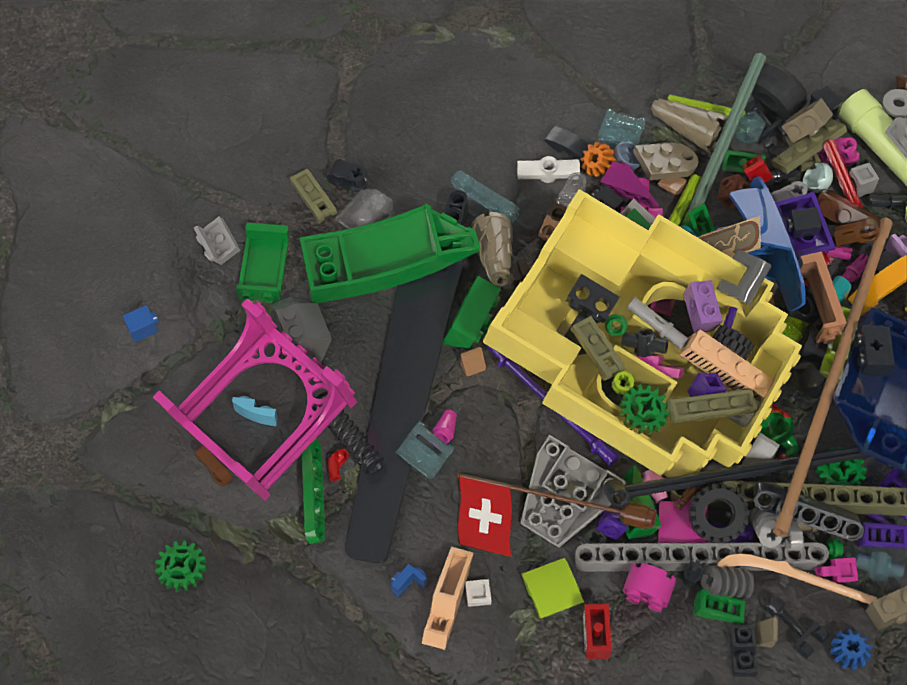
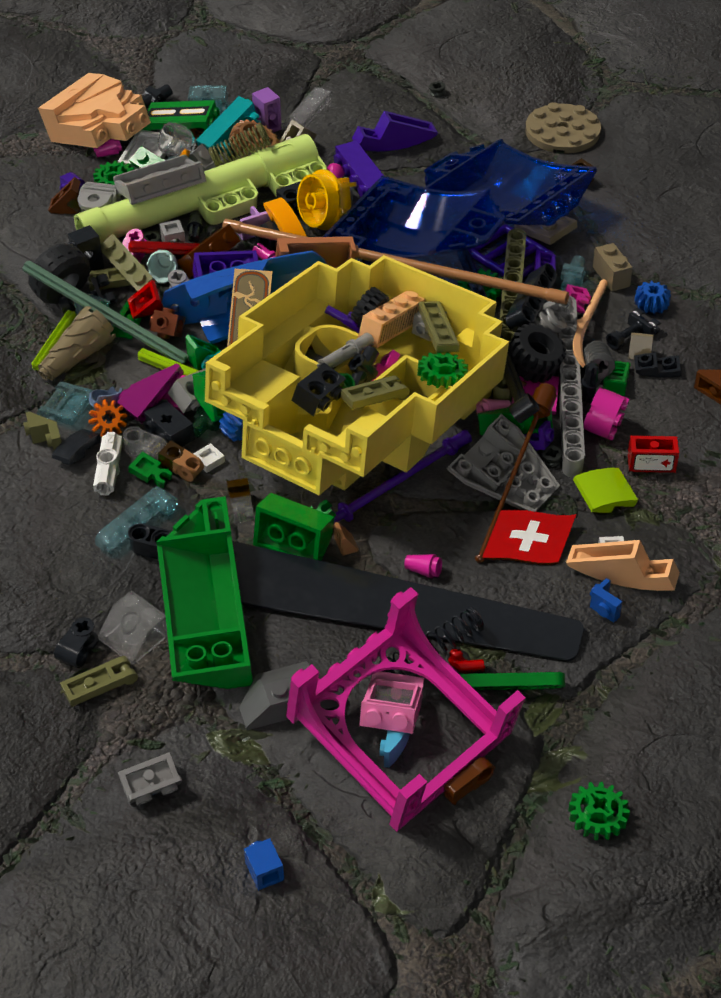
camera: 85 degrees left, 15 degrees down
(263, 262) = (189, 733): green panel -> none
(278, 401) = (392, 702): none -> bright pink window
(420, 455) = (459, 585): clear light blue plate -> none
(495, 241) = (238, 493): dark tan cone -> none
(544, 201) = (148, 468): none -> green plate
(584, 113) = (42, 430): none -> olive slope
(629, 382) = (413, 382): lime bush -> none
(666, 160) = (118, 369): dark tan plate -> none
(673, 185) = (146, 368): medium nougat slope -> none
(702, 306) = (341, 324): medium lavender brick -> none
(706, 384) = (416, 335): dark purple brick -> none
(751, 280) = (318, 269): dark grey connector -> none
(804, 223) = (231, 255): black brick -> none
(807, 120) = (105, 252): dark tan brick -> none
(851, 232) = (236, 236): reddish brown piece -> none
(875, 350) = (374, 232): black brick -> none

